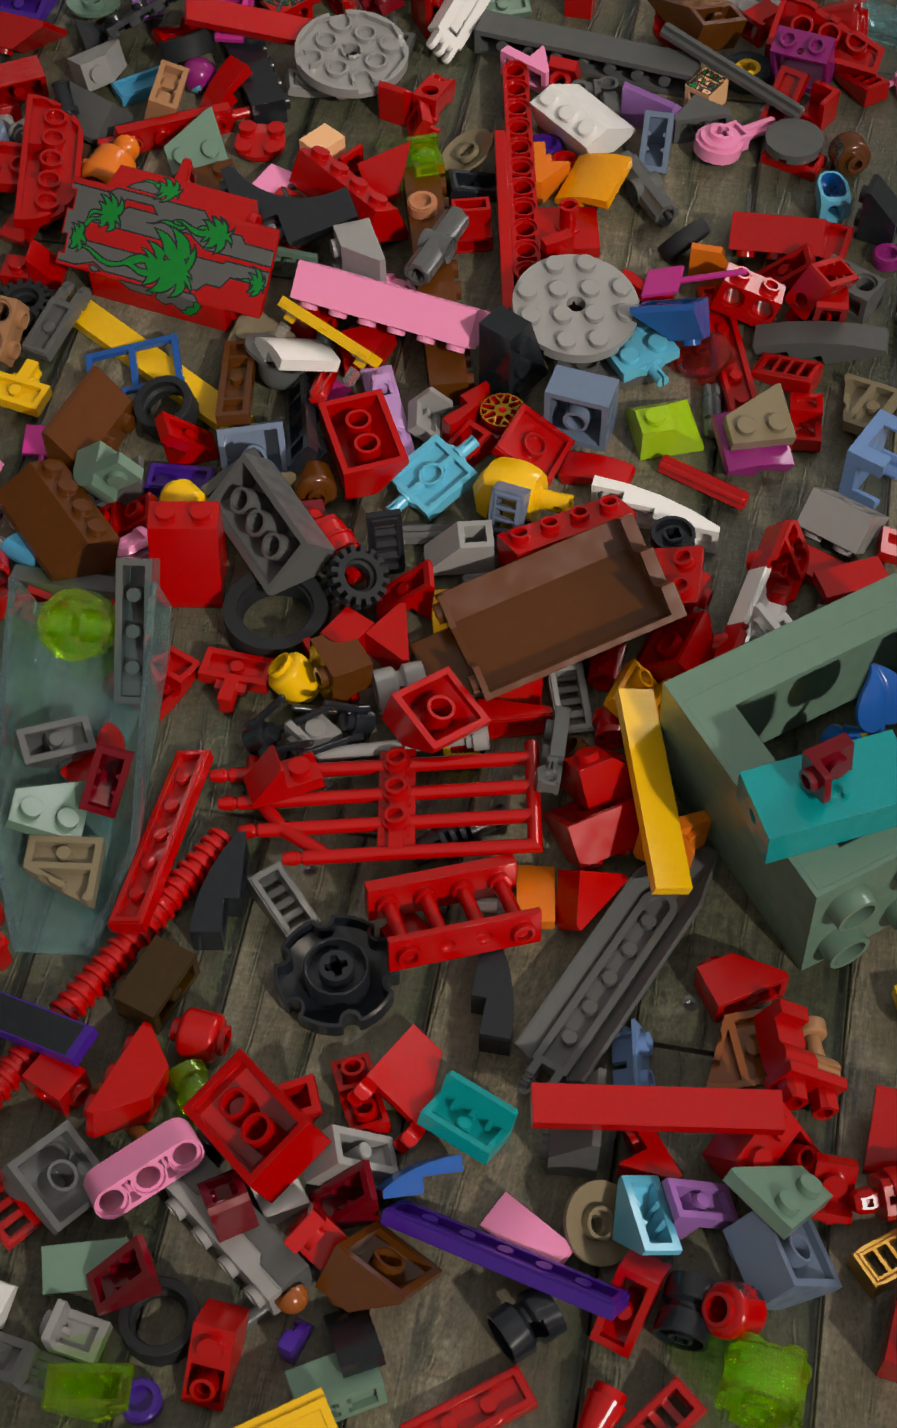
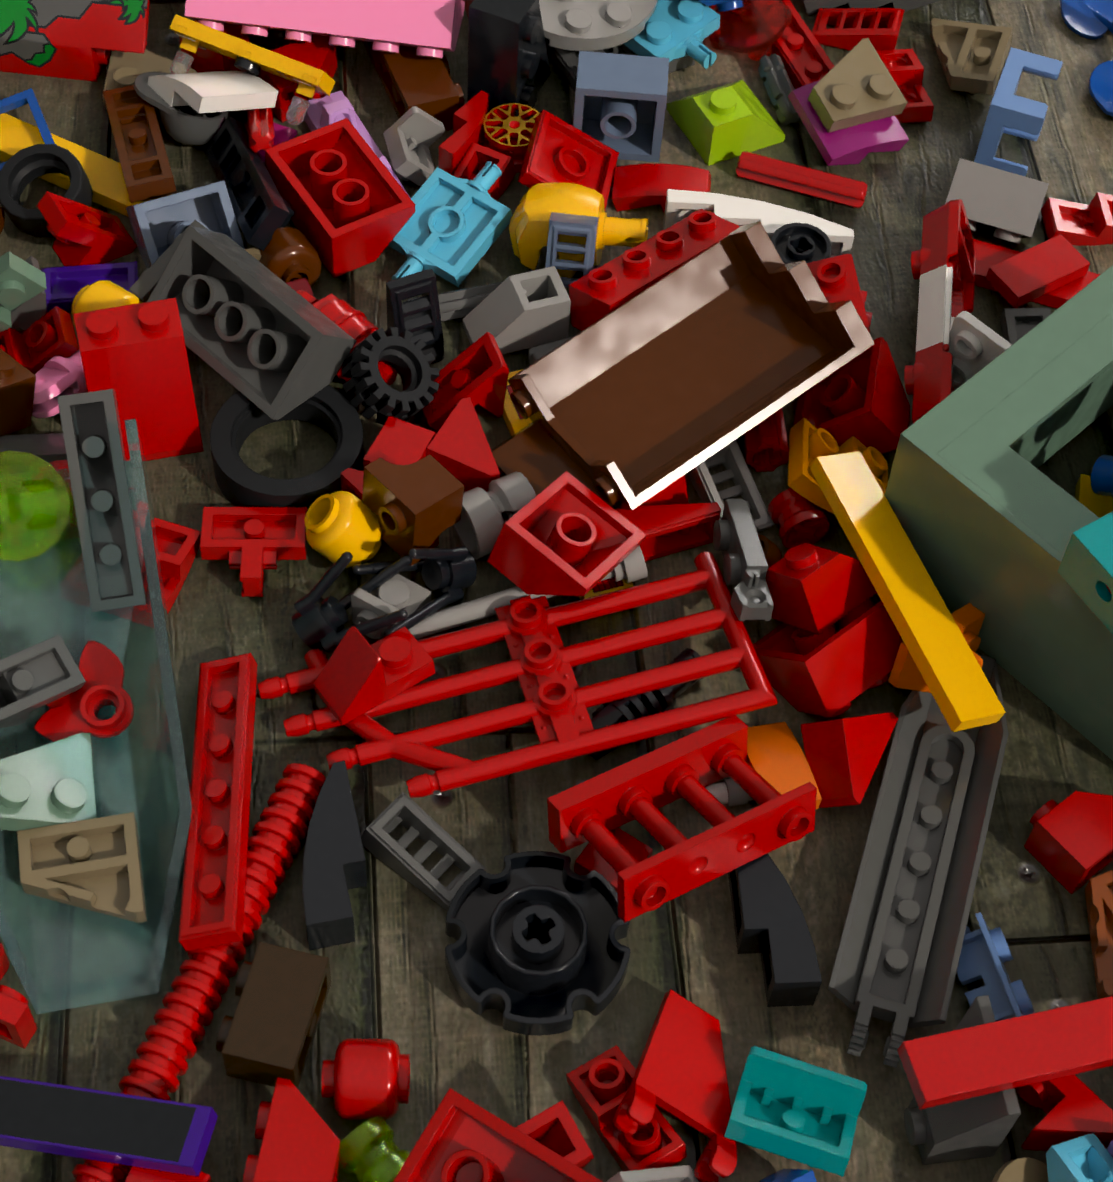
camera: 20 degrees left, 0 degrees up
(106, 780) = (117, 725): dark red slope -> none

